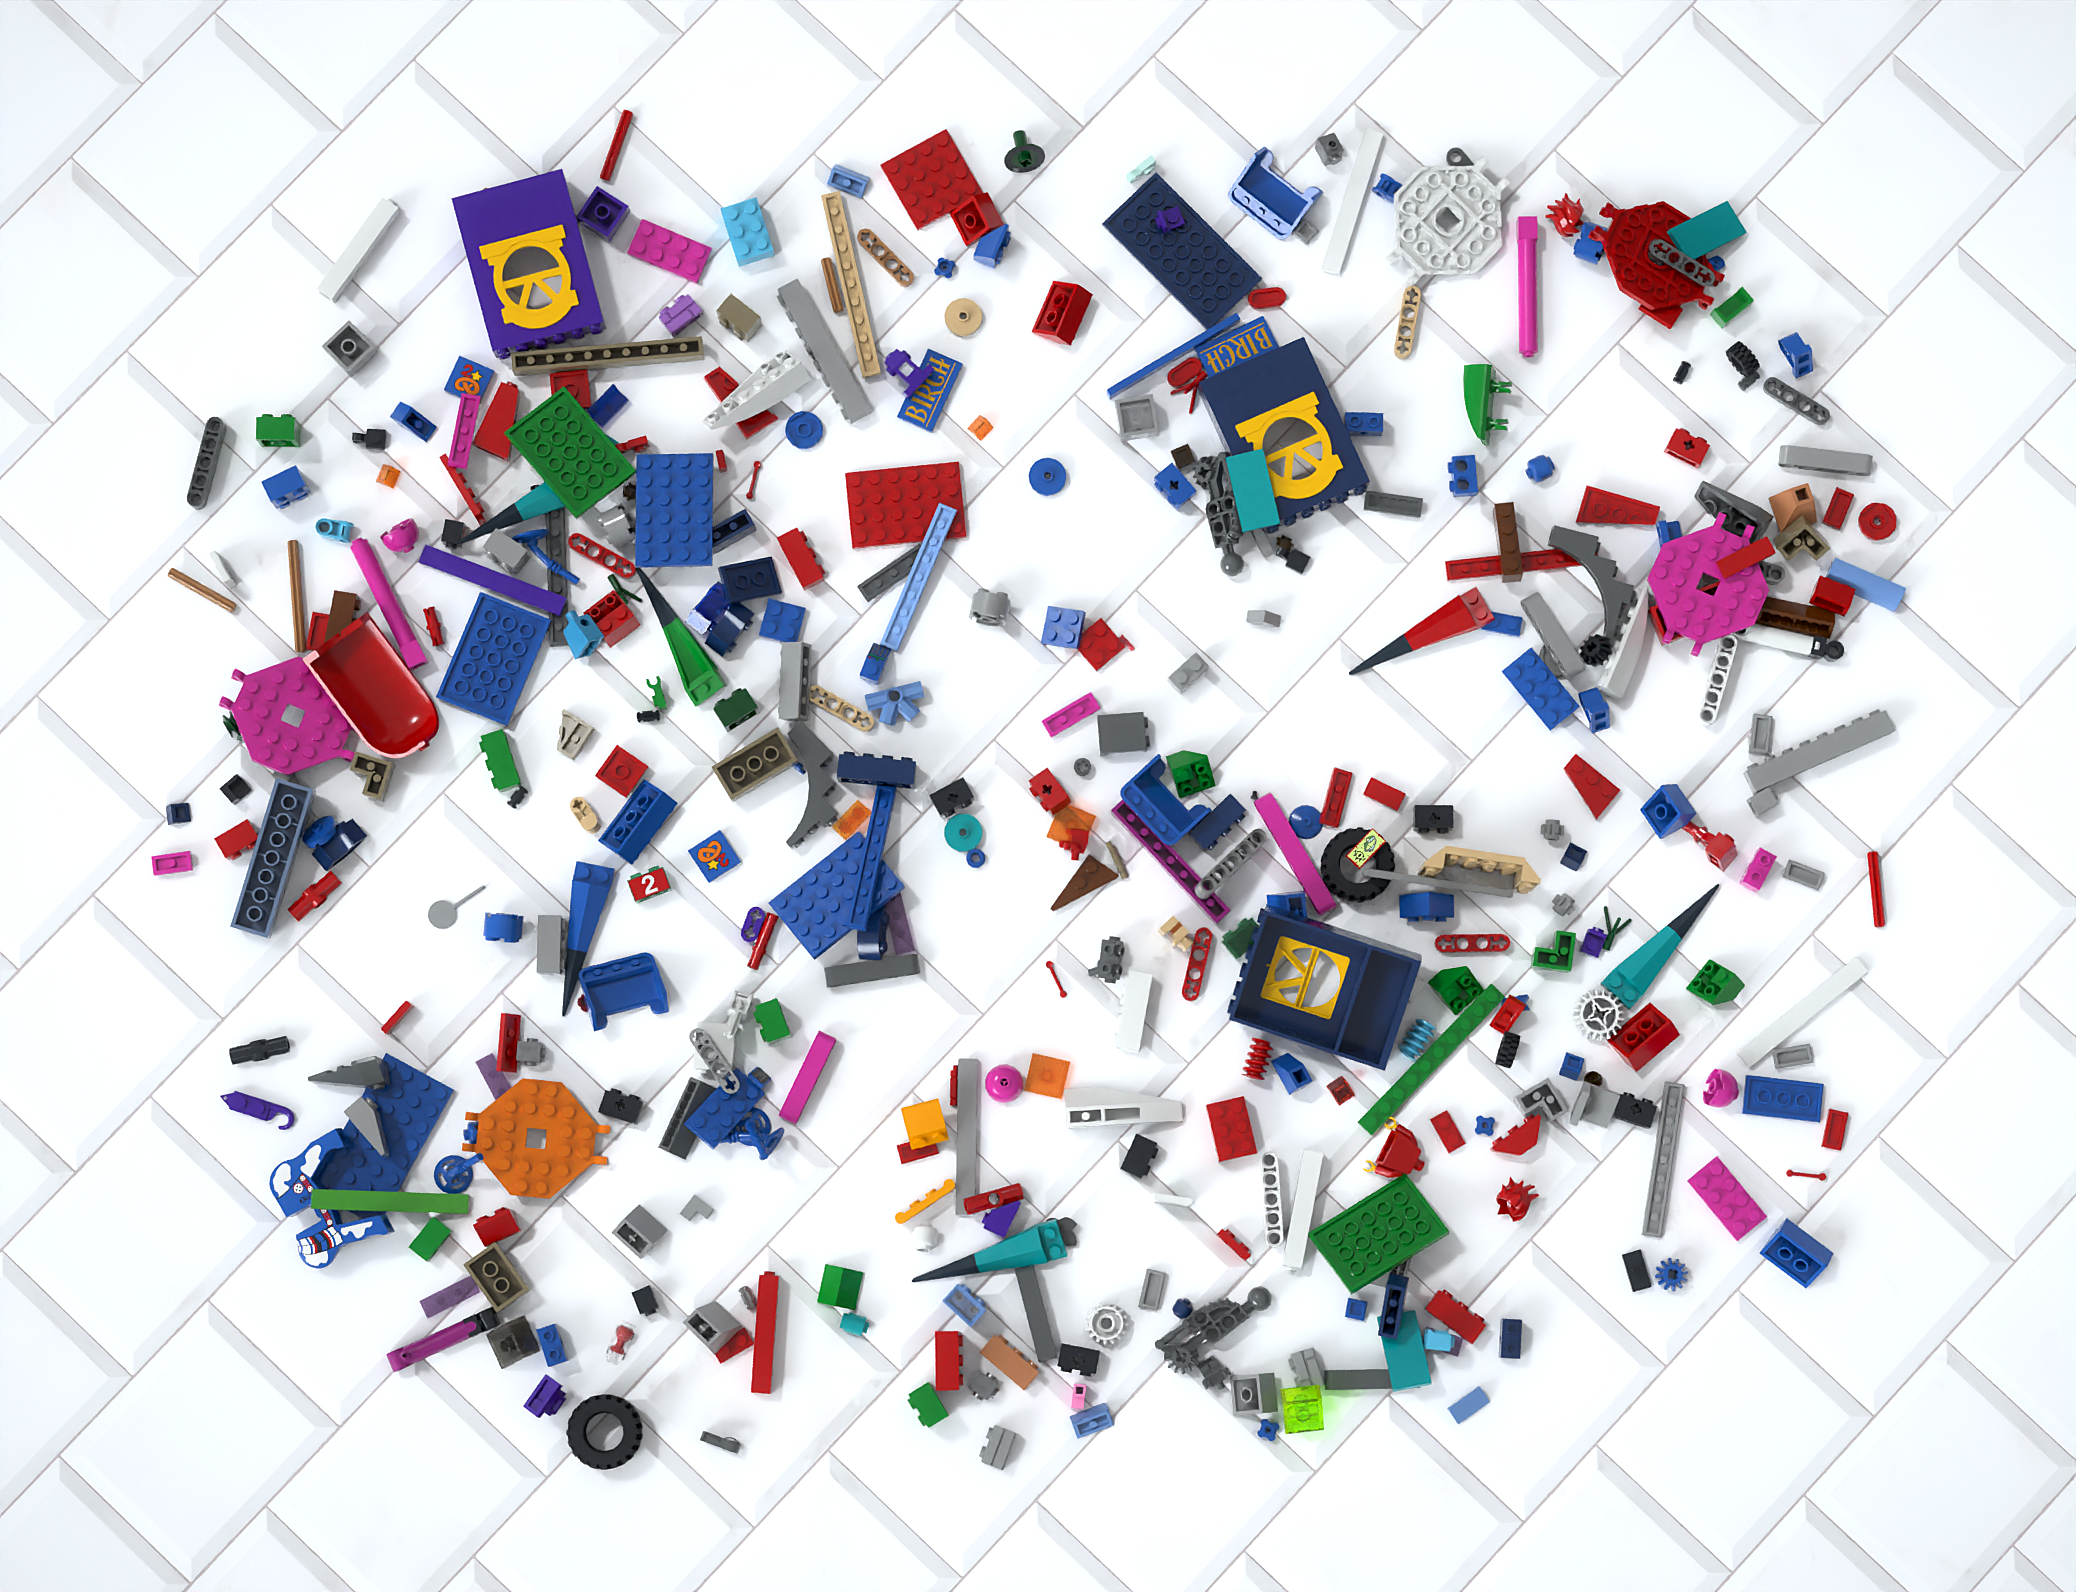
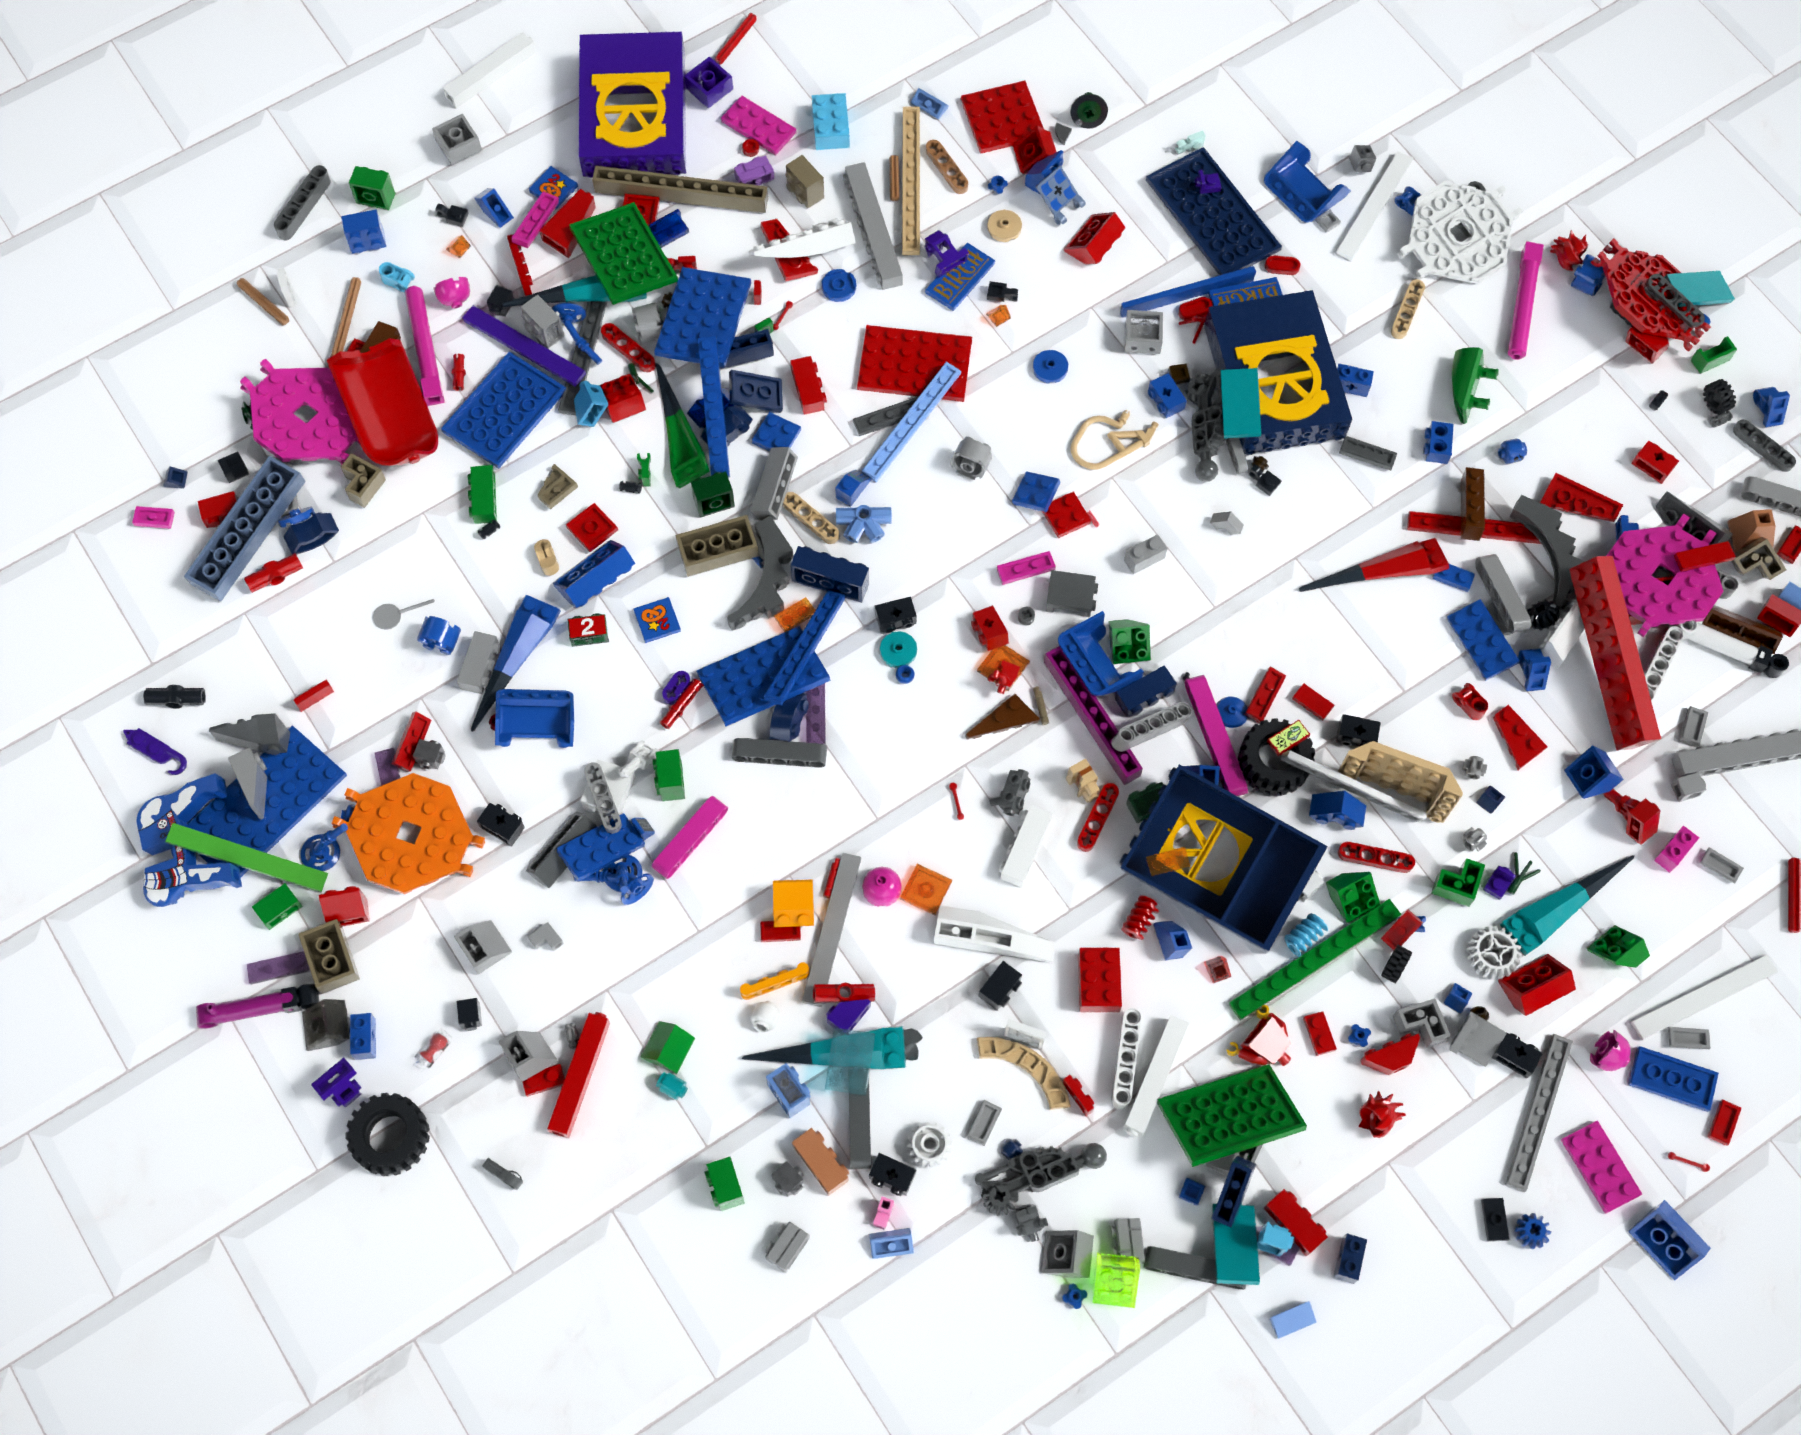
camera: 15 degrees right, 15 degrees down
(668, 281) = (750, 147): none -> red tile
(713, 615) = (713, 405): none -> blue plate
(738, 502) = (765, 324): none -> green tile
(948, 1360) = (757, 1143): red brick -> none
(974, 401) = (998, 292): none -> black plate
(1000, 186) = (1062, 133): none -> dark grey tile
(1011, 271) = (1058, 192): none -> sand blue flag
(1015, 1265) = (849, 1061): none -> clear light blue plate
(1129, 545) = (1143, 439): none -> tan piece
(1183, 1222) = (1029, 1061): none -> tan tile
(1273, 1005) = (1168, 861): none -> clear orange plate
(1537, 758) = (1468, 700): none -> red piece
(1669, 683) = (1614, 653): none -> red brick

